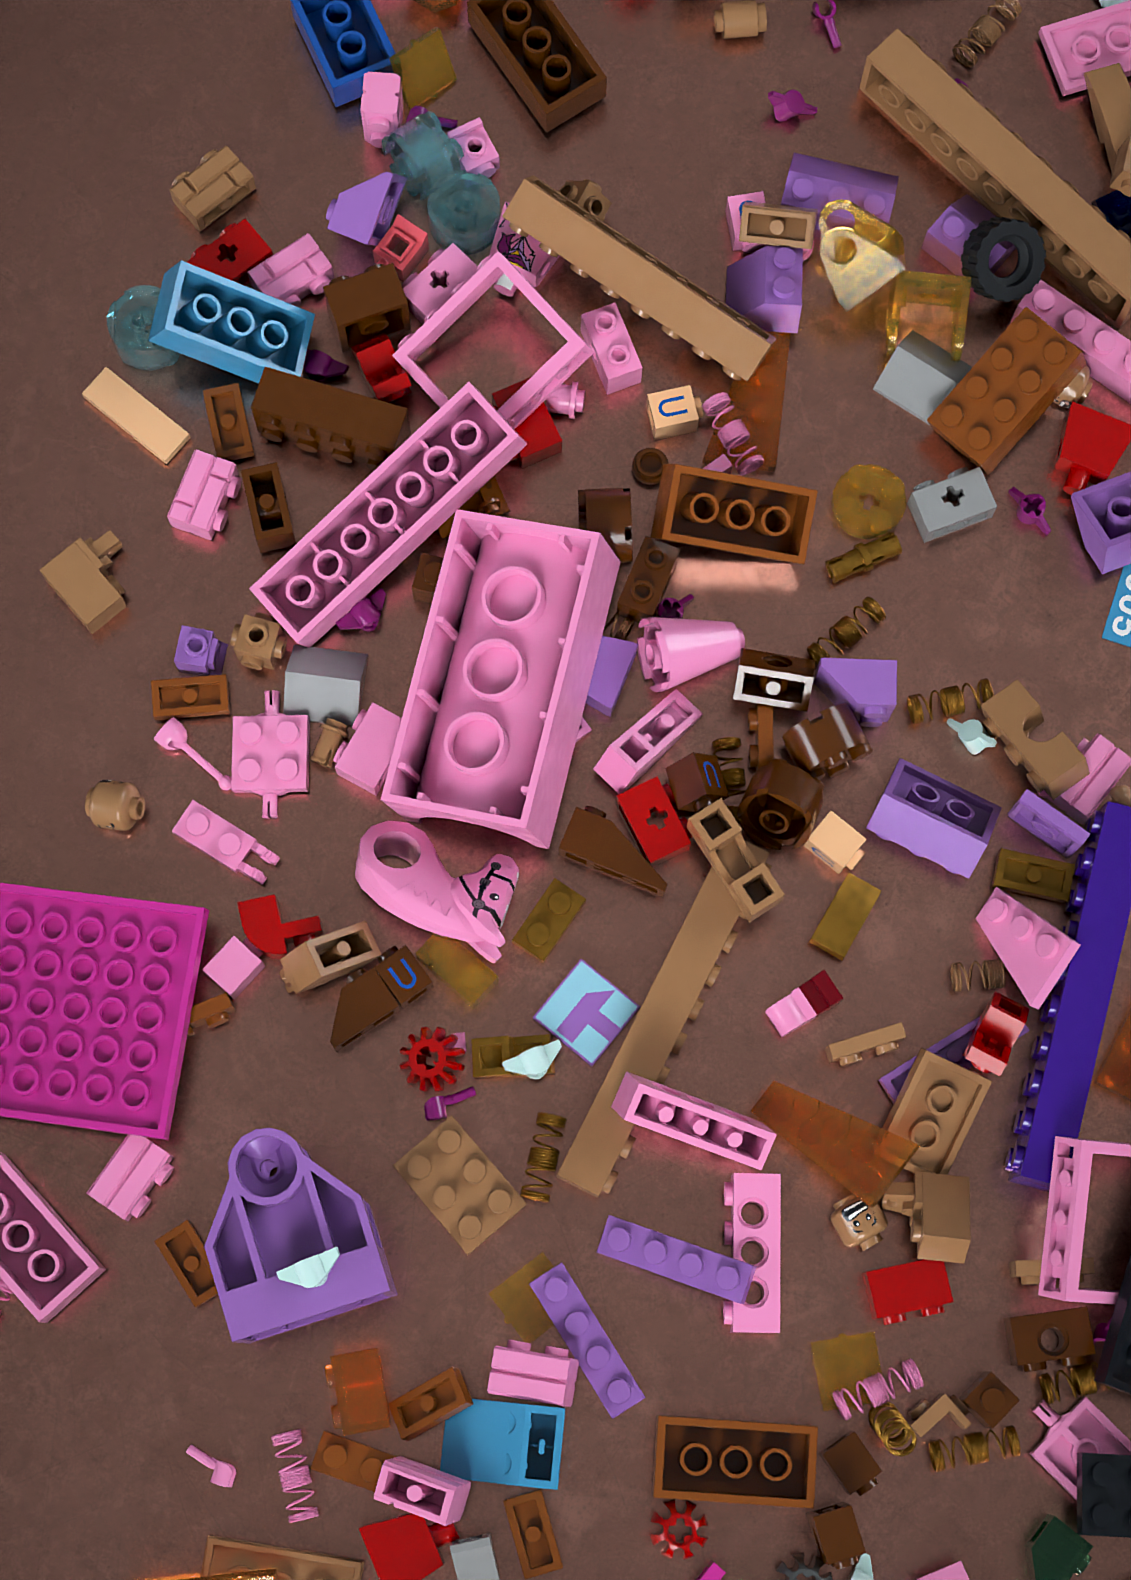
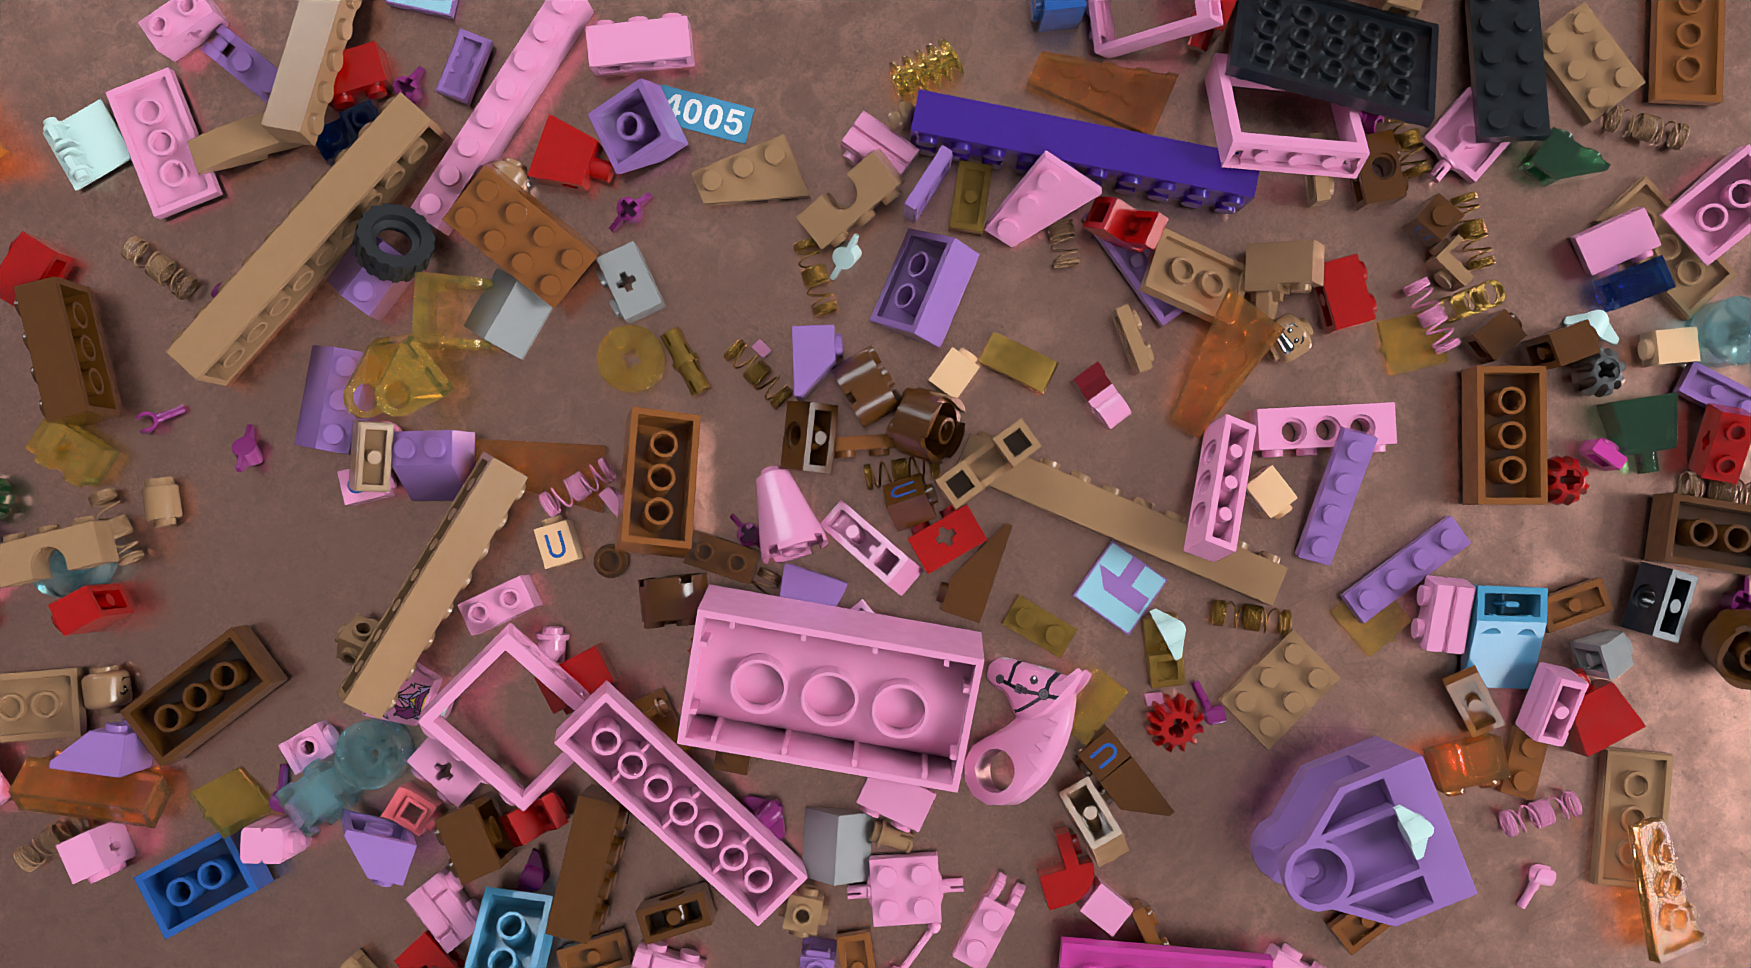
camera: 85 degrees left, 10 degrees up
(683, 1185) = (1269, 493): none -> light nougat brick
(873, 640) = (761, 348): none -> bright pink piece
(1066, 642) = (752, 175): none -> medium nougat wing

